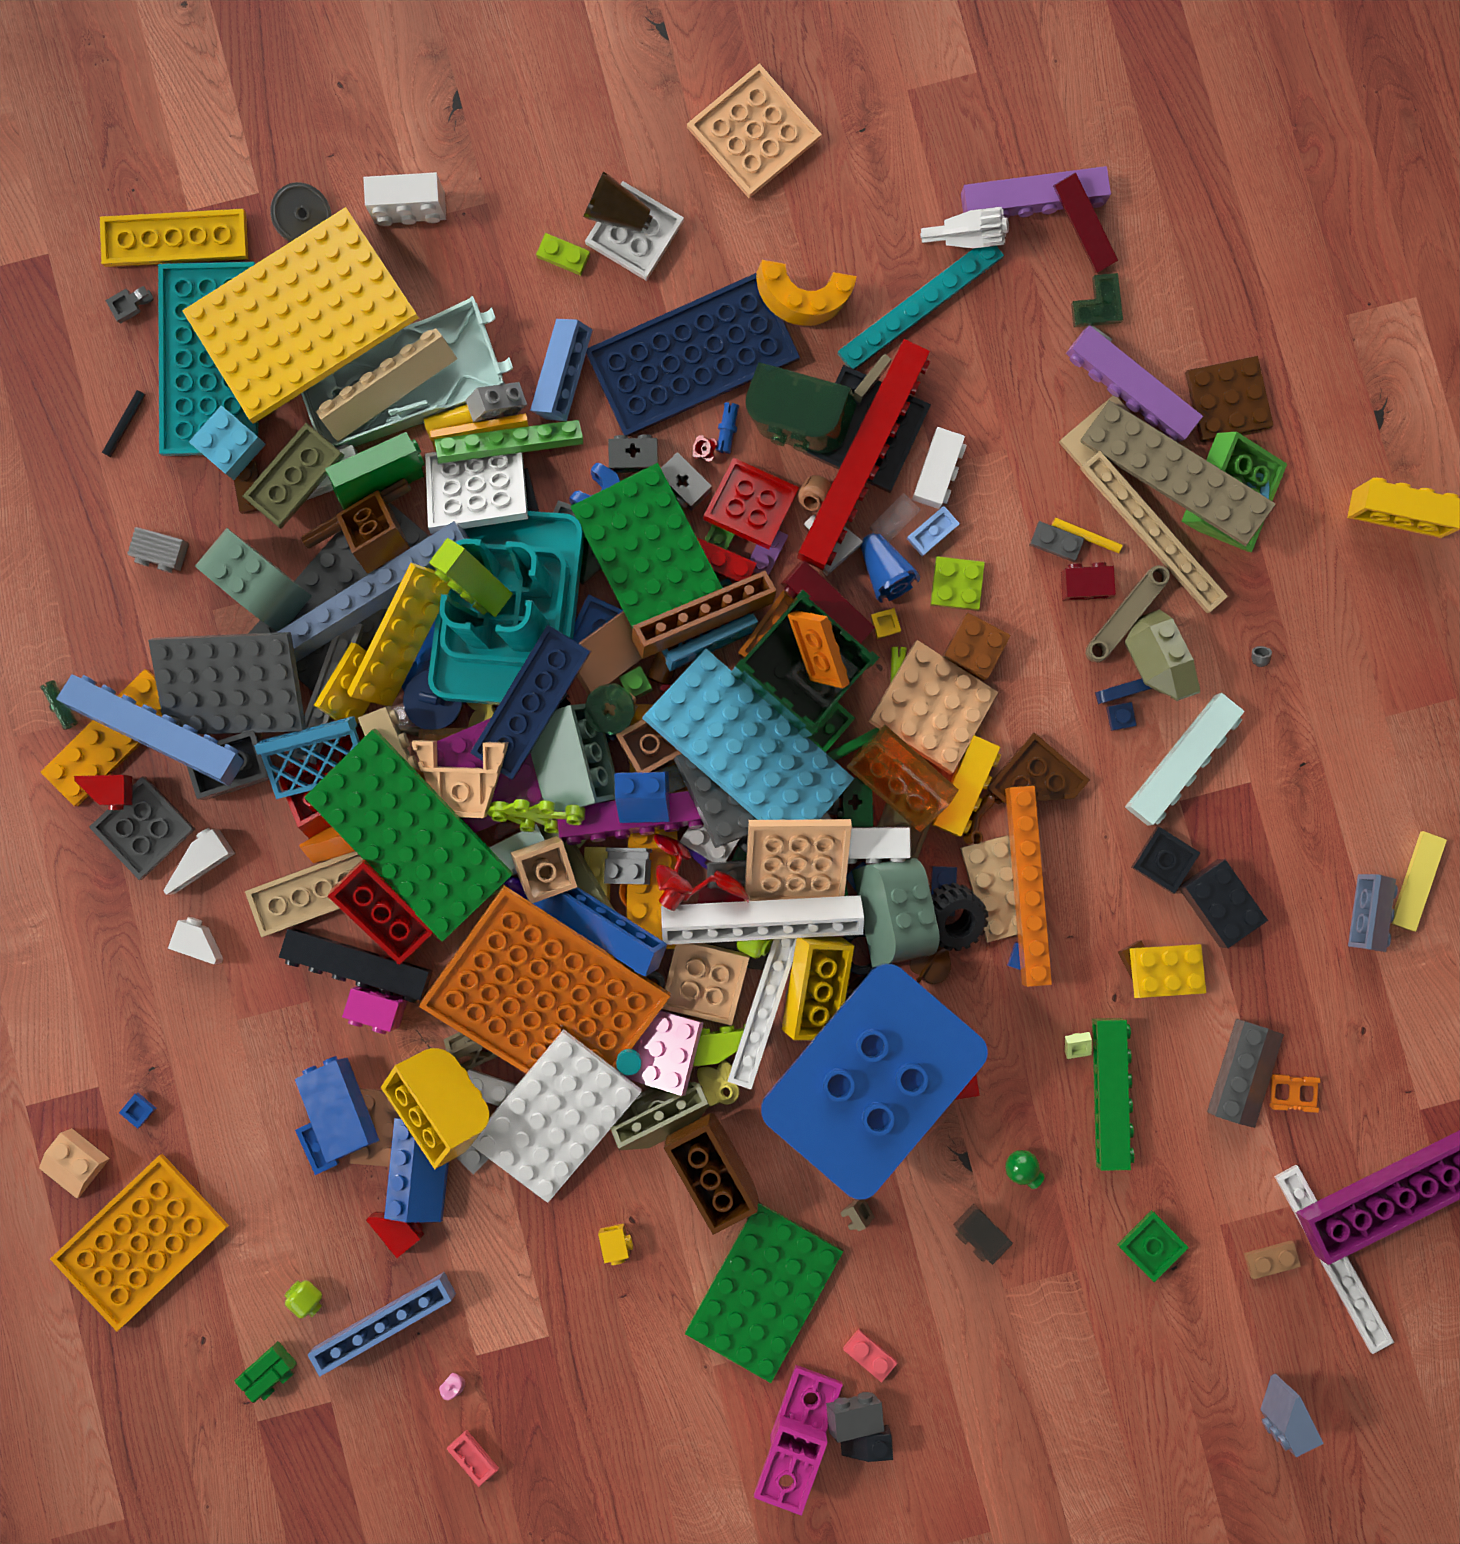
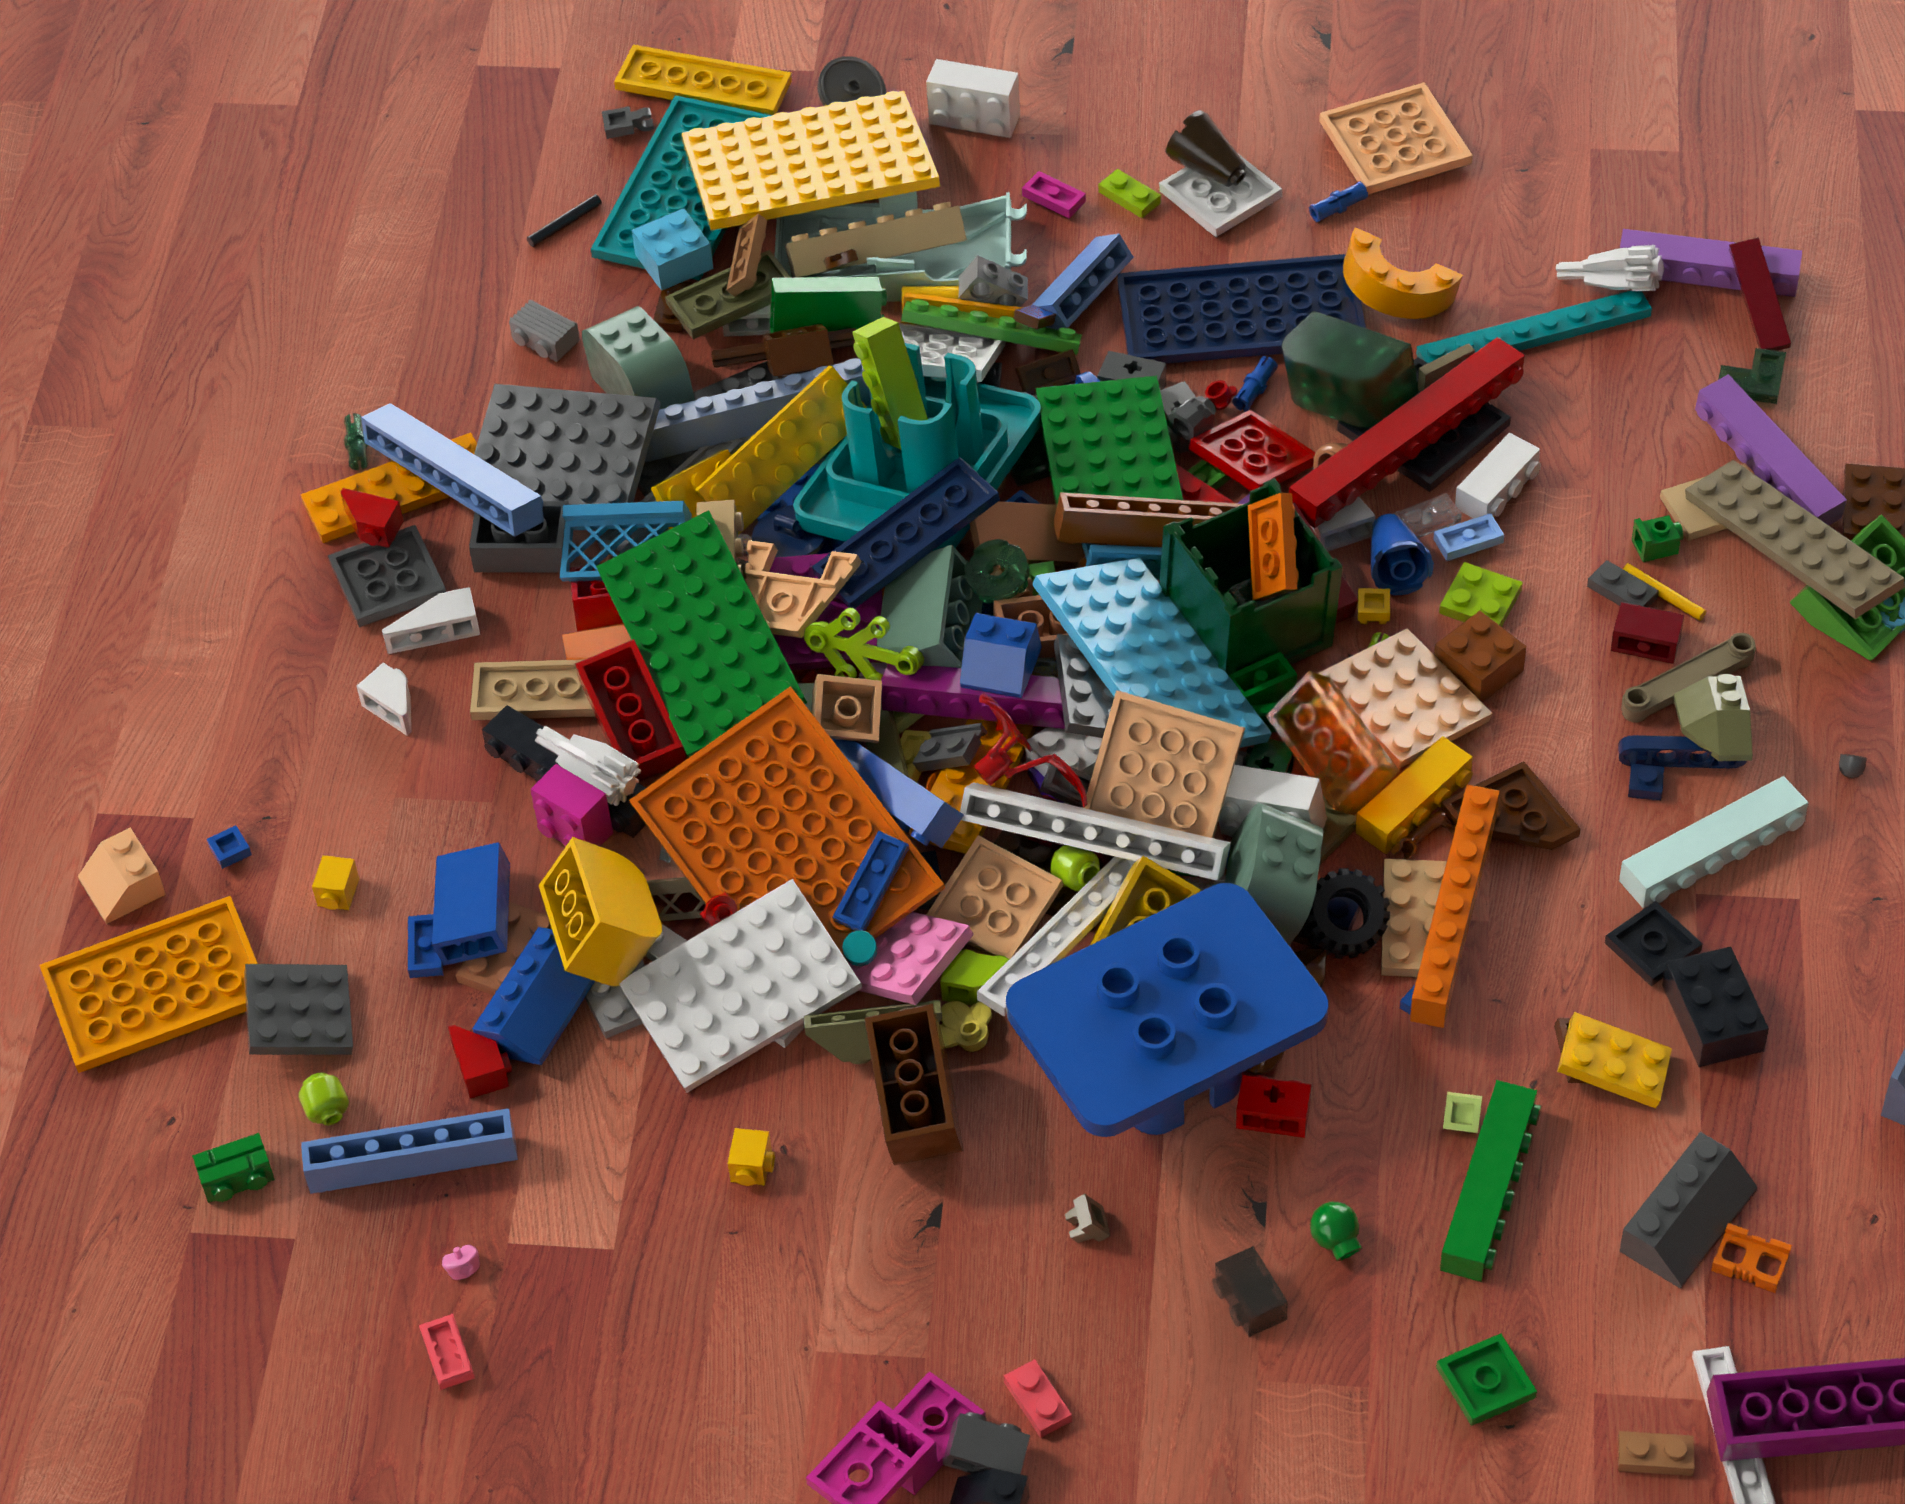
camera: 25 degrees right, 35 degrees down
(229, 1118) = (335, 882): none -> yellow brick
(251, 1233) = (298, 1009): none -> dark grey plate
(292, 442) = (747, 255): none -> medium nougat plate
(368, 418) = (840, 259): none -> reddish brown tile
(376, 975) = (593, 763): none -> white piece
(504, 276) = (1053, 194): none -> dark pink plate
(519, 1067) = (718, 909): none -> red plate
(540, 424) = (1034, 317): none -> reddish brown tile
(567, 468) = (1048, 372): none -> reddish brown plate
(619, 1013) = (871, 882): none -> blue tile
(698, 492) = (1192, 417): none -> dark grey rock
(730, 215) = (1338, 201): none -> blue pin
(763, 1292) = (923, 1279): green plate -> none
(1064, 493) = (1656, 538): none -> green brick
(1153, 532) = (1750, 604): tan plate -> none

